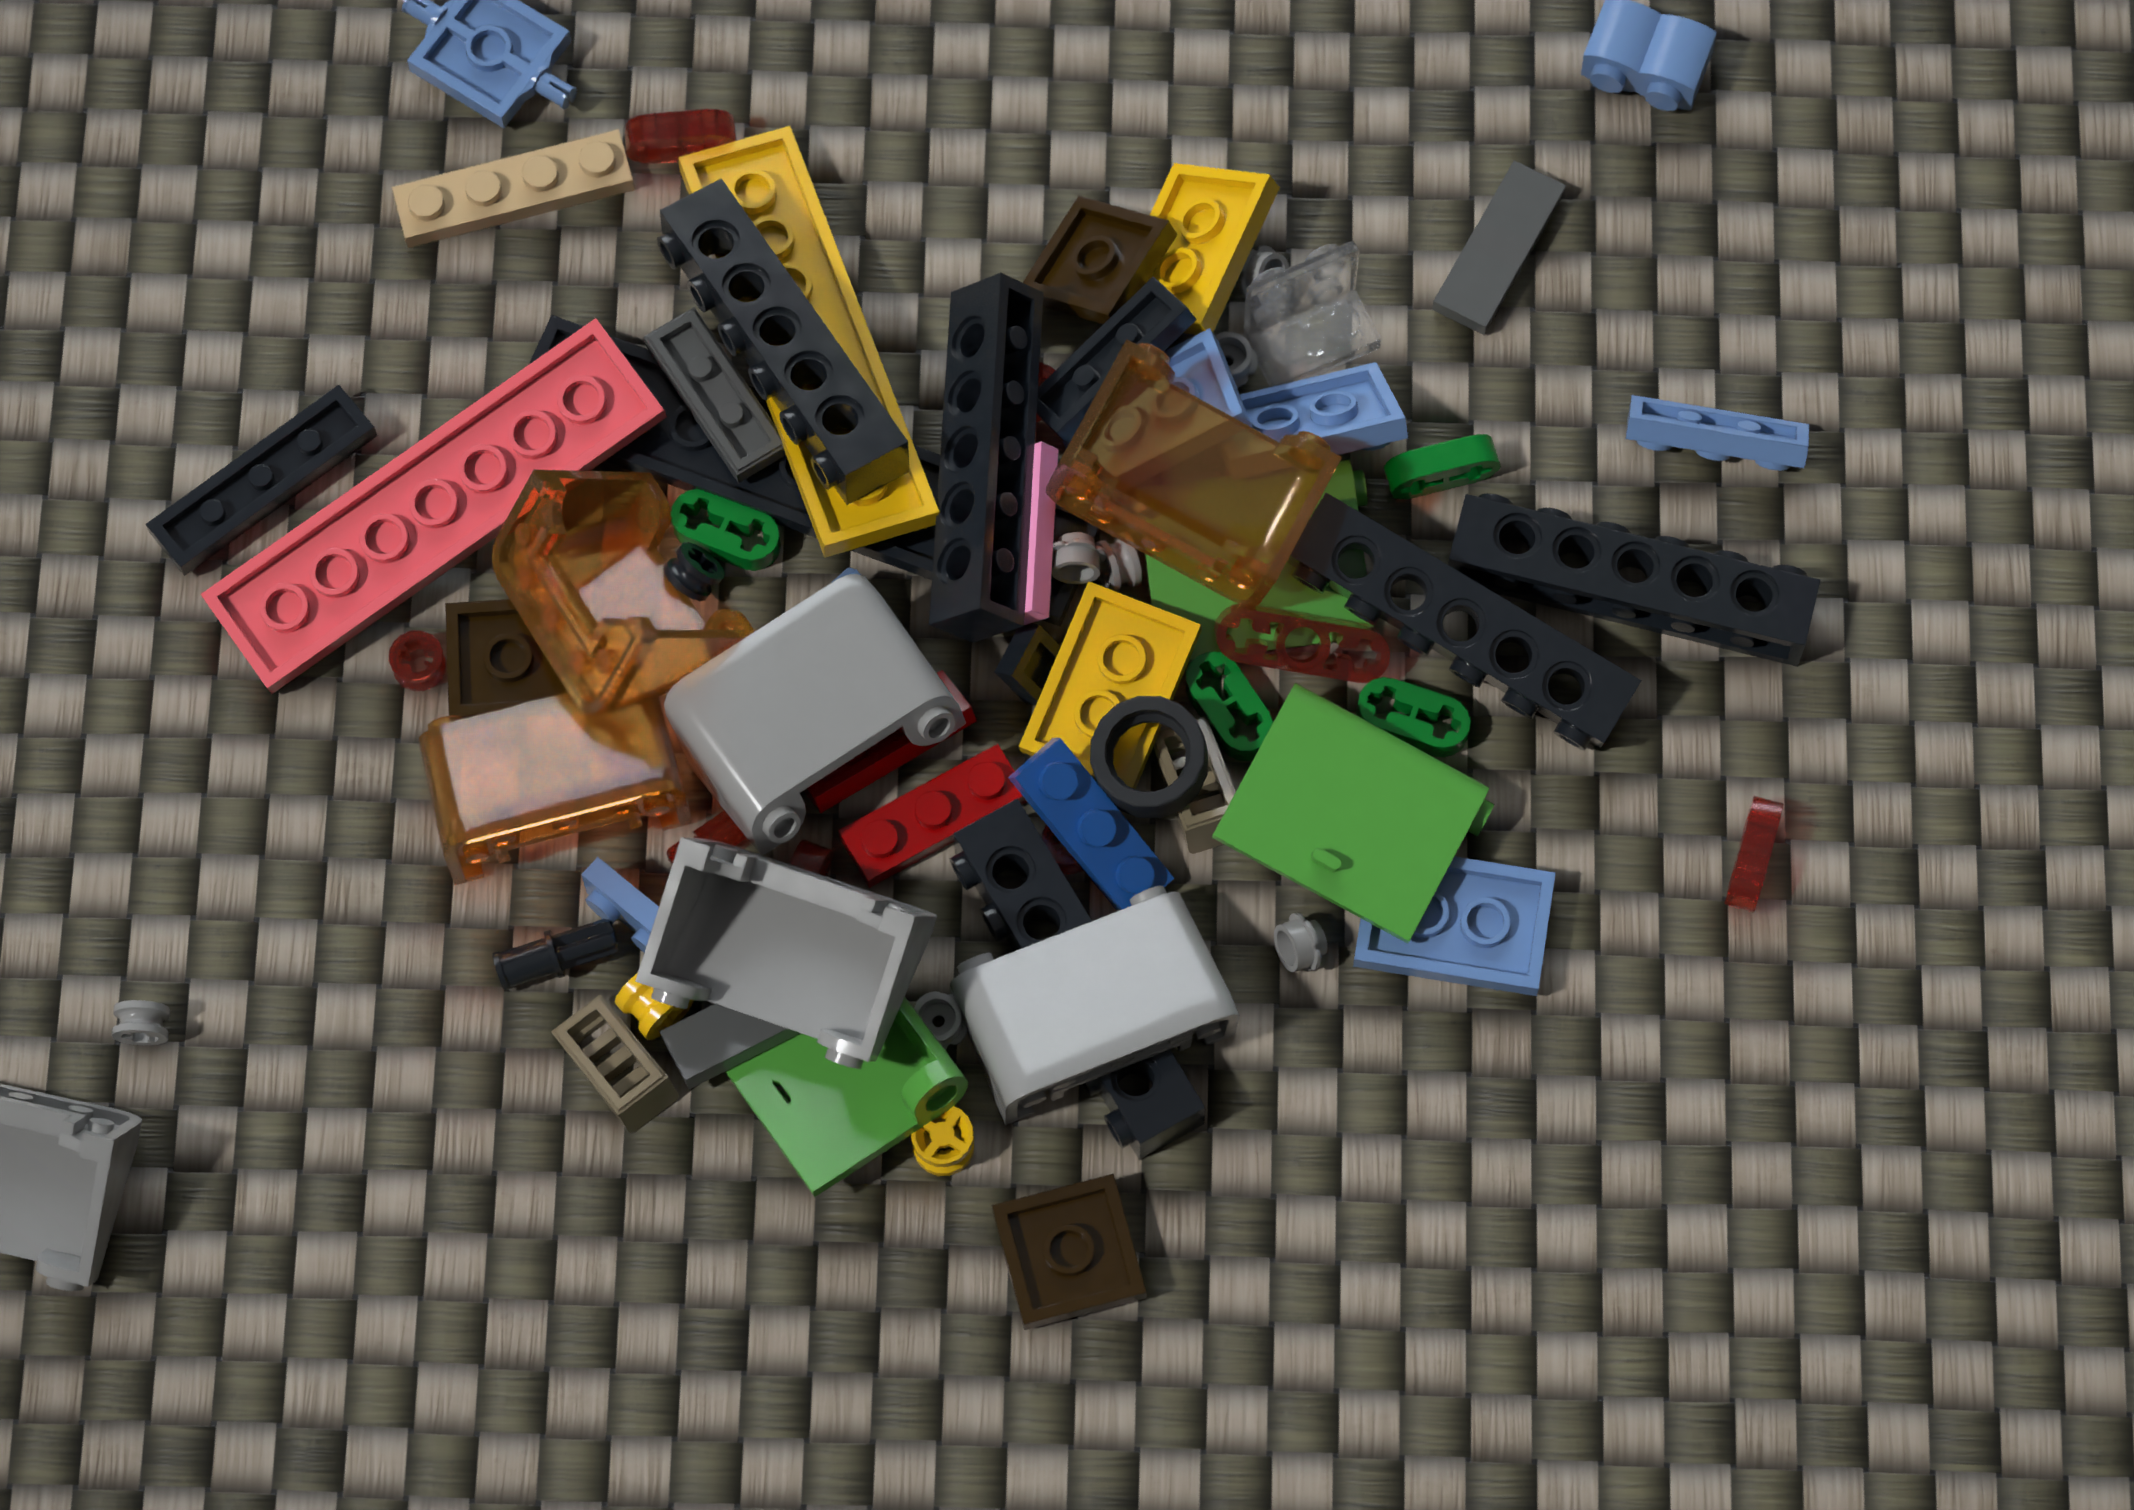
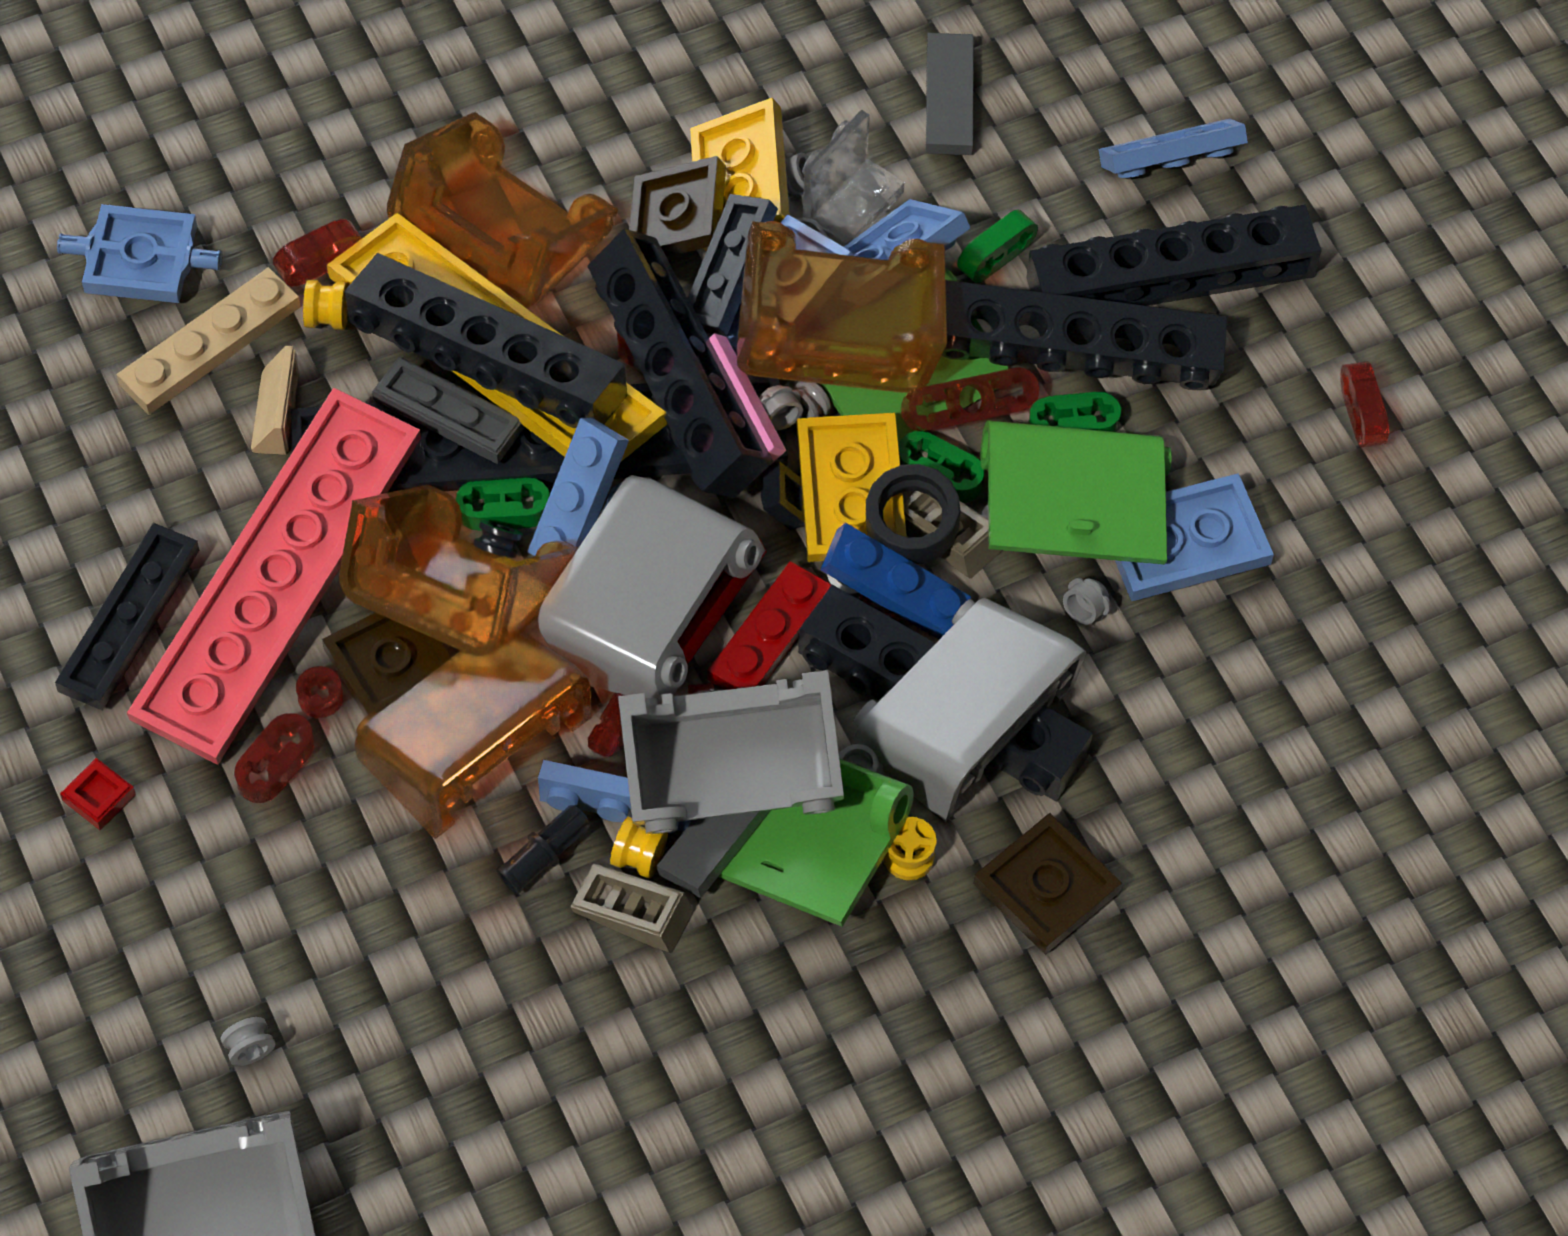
camera: 30 degrees left, 10 degrees down
(133, 669) = (98, 794): none -> red tile
(331, 704) = (281, 763): none -> clear red beam
(546, 296) = (275, 403): none -> tan slope
(646, 199) = (325, 305): none -> yellow wheel
(797, 558) = (580, 485): none -> medium blue plate
(893, 173) = (488, 217): none -> clear orange windscreen

